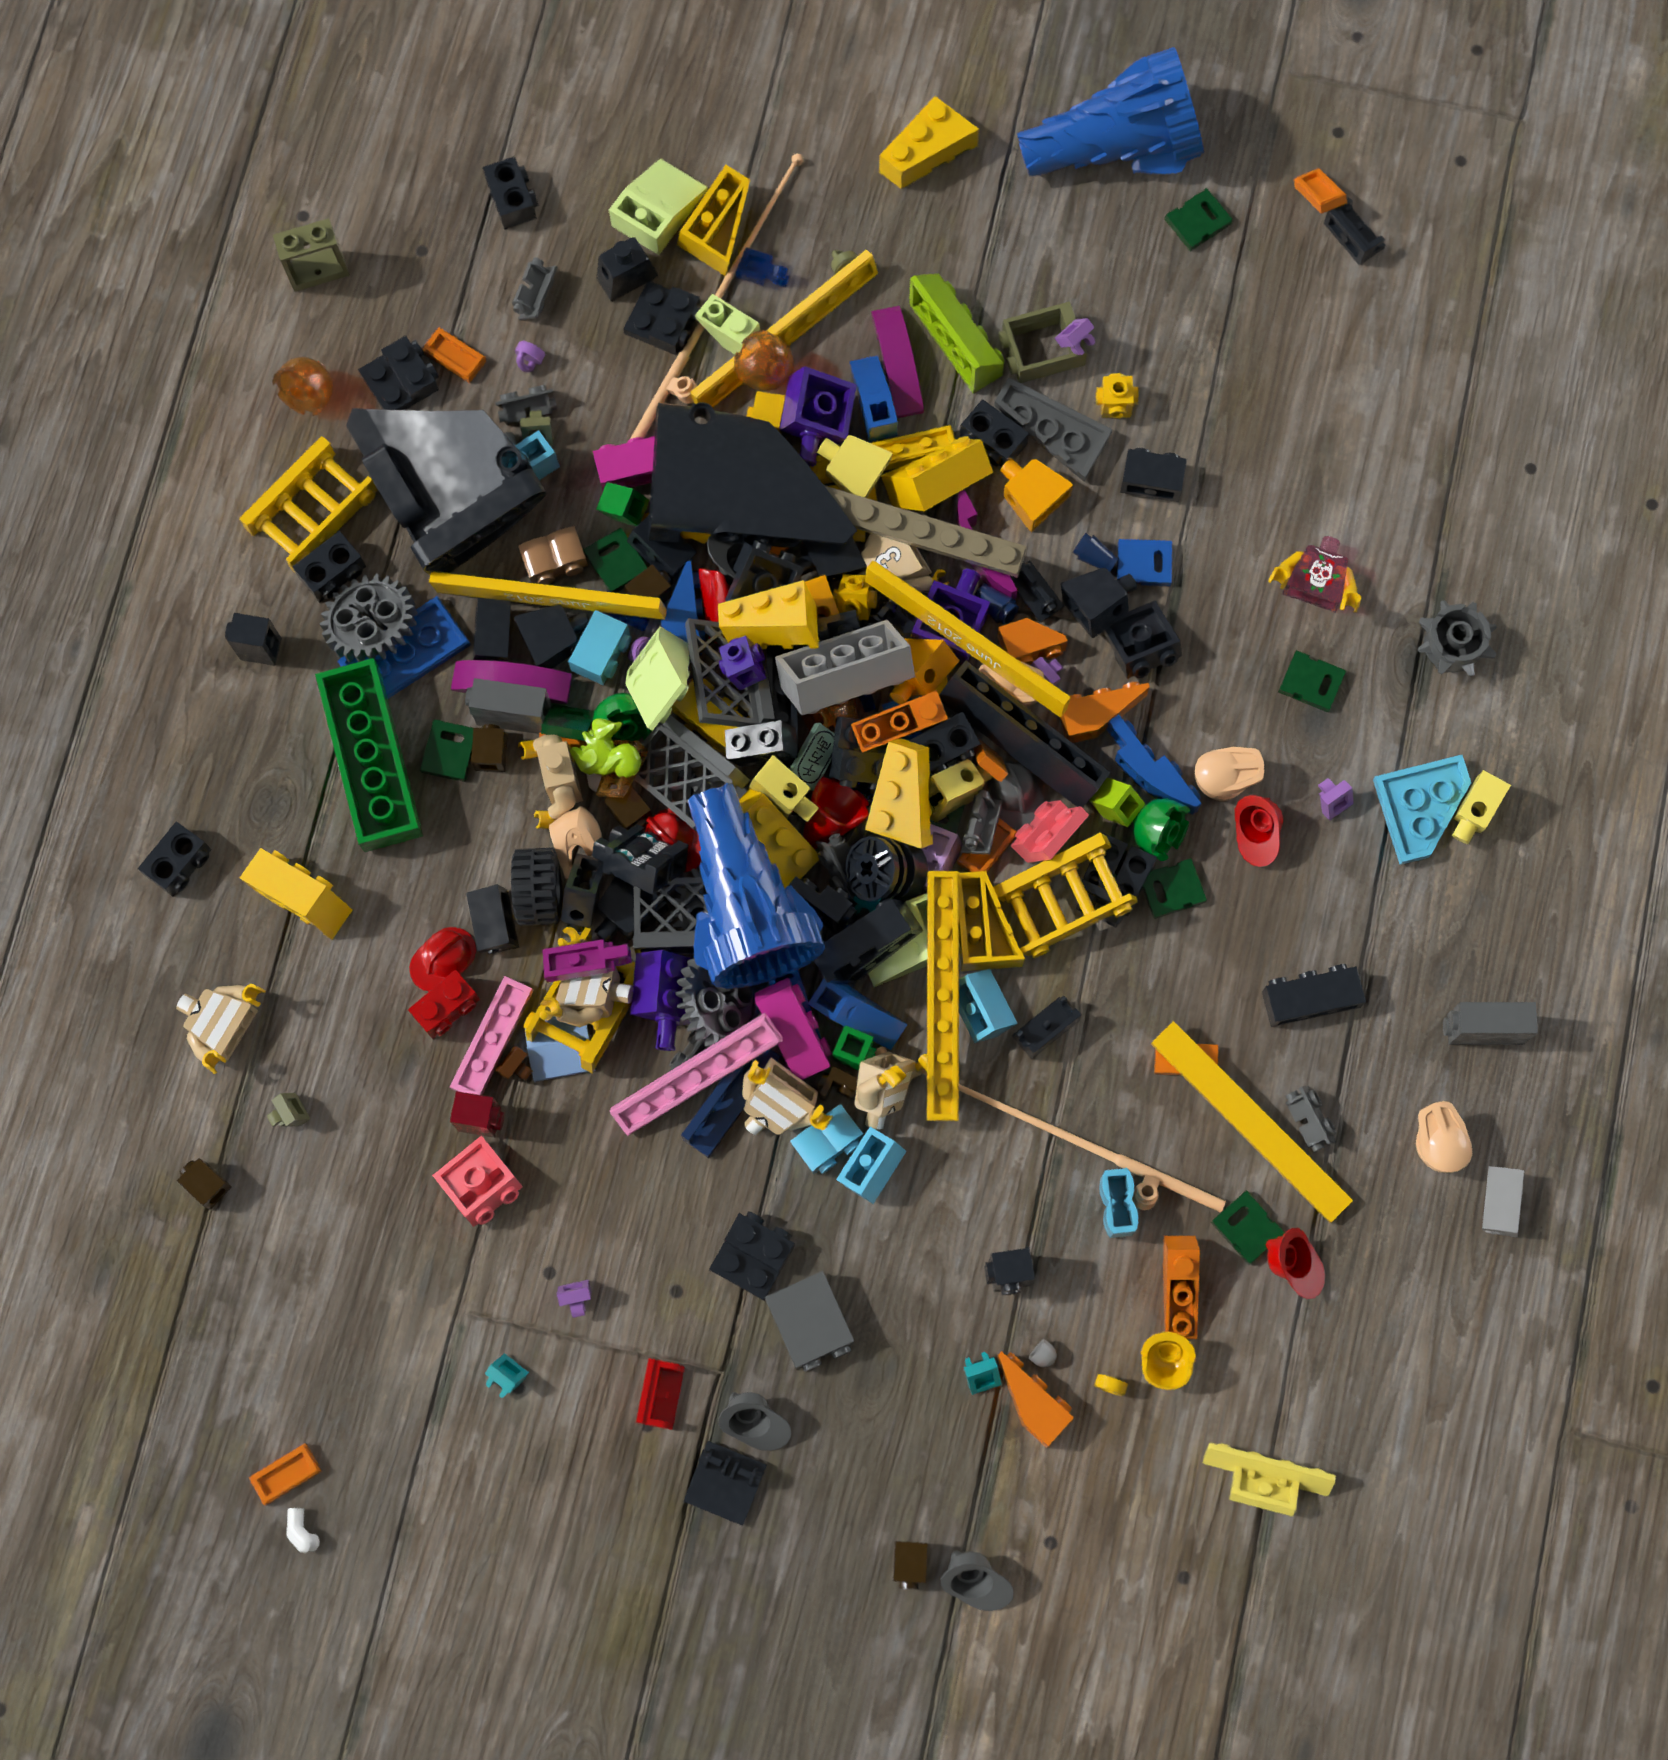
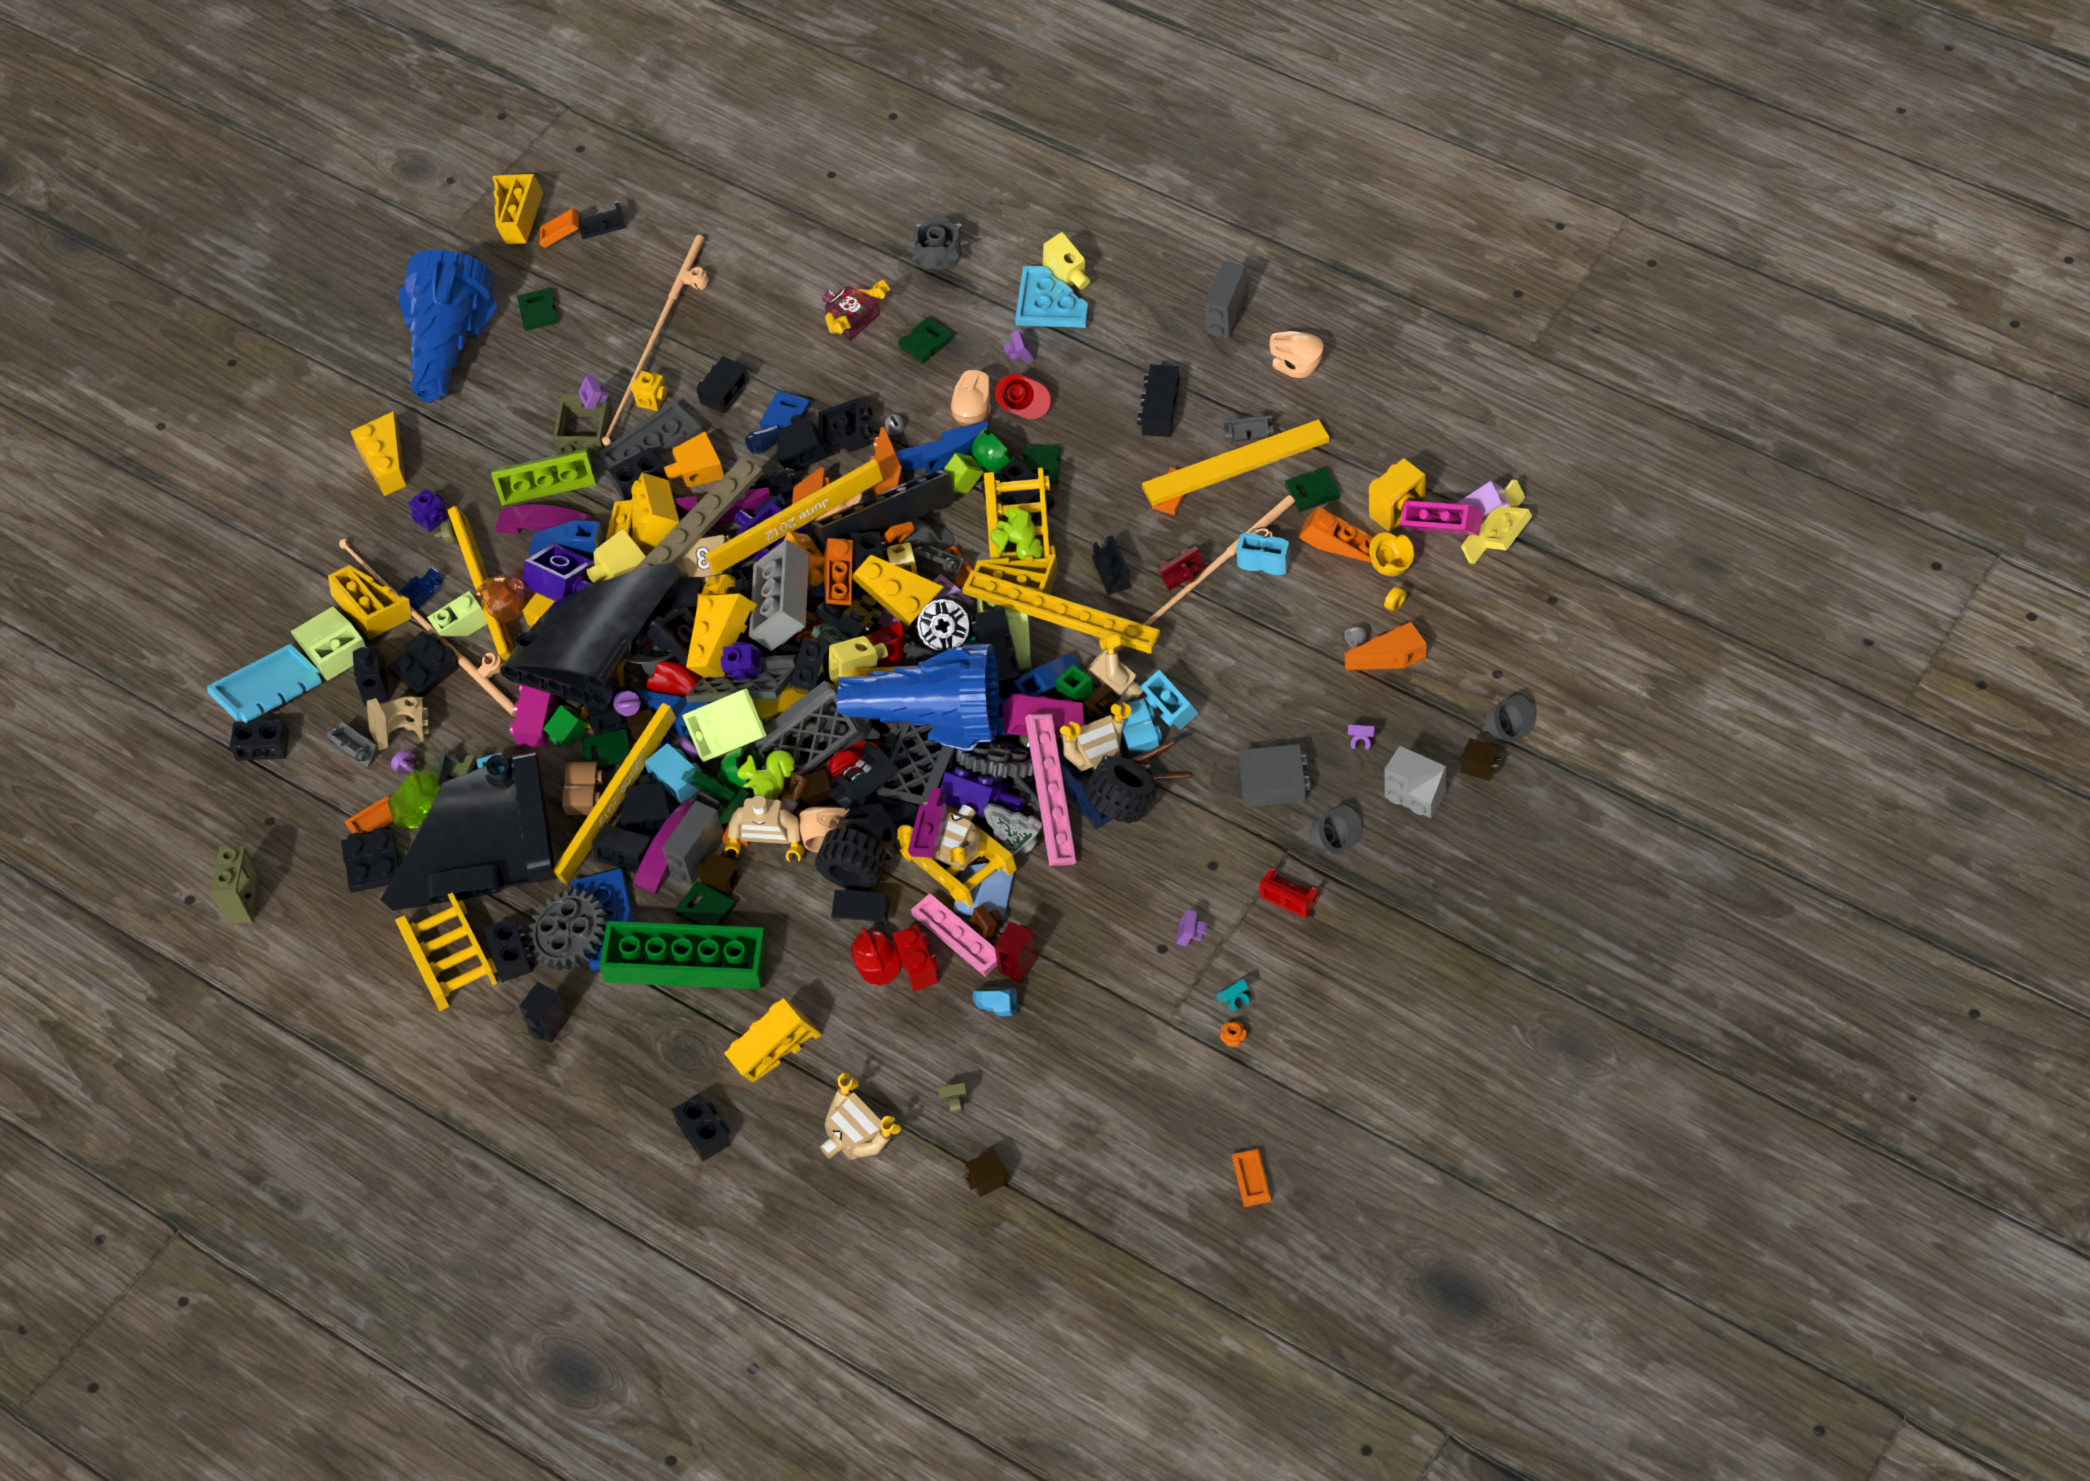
camera: 65 degrees left, 20 degrees down
(298, 1534) = (1303, 1178): white arm -> none
(304, 385) = (343, 925): clear orange cylinder -> none
(419, 1114) = (997, 1000): none -> dark azure rock
(449, 1393) = (1236, 1039): none -> orange plate
(473, 388) = (413, 799): none -> clear neon green brick
(478, 1182) = (1070, 971): coral plate -> none
(567, 309) = (394, 715): none -> tan tile
(576, 161) = (265, 684): none -> medium azure hinge
(579, 692) = (707, 785): none -> dark green piece
(634, 1051) = (1013, 829): none -> light grey rock
(661, 558) = (626, 703): none -> medium lavender tile
(725, 1483) = (1375, 867): black hinge -> none
(740, 1167) = (1121, 789): none -> black tyre
(752, 1255) = (1205, 802): black plate -> none
(777, 1161) = (1142, 760): none -> reddish brown plant
(843, 1496) = (1415, 782): none -> light grey slope
(865, 227) = (428, 510): none -> dark purple brick
(904, 1407) = (1361, 732): none -> medium lavender tile
(982, 1375) = (1356, 675): teal tile -> none
(984, 1006) = (1086, 594): medium azure brick -> none
(1009, 1271) = (1286, 631): black brick -> none
(1041, 902) = (1018, 530): none -> lime animal
(1048, 831) = (965, 517): coral plate -> none
(1068, 1114) = (1181, 568): none -> dark red hips
(1176, 699) = (890, 426): none -> light grey hinge
(1237, 1407) = (1441, 518): none -> dark pink brick
(1259, 1337) = (1388, 493): none -> yellow brick
(1277, 1449) = (1486, 498): none -> lavender hinge
(1297, 1262) = (1347, 465): red piece -> none
(1305, 378) = (698, 279): none -> light nougat piece
(1331, 129) = (516, 206): none -> yellow wedge
(1503, 1201) = (1356, 331): light grey hinge -> none

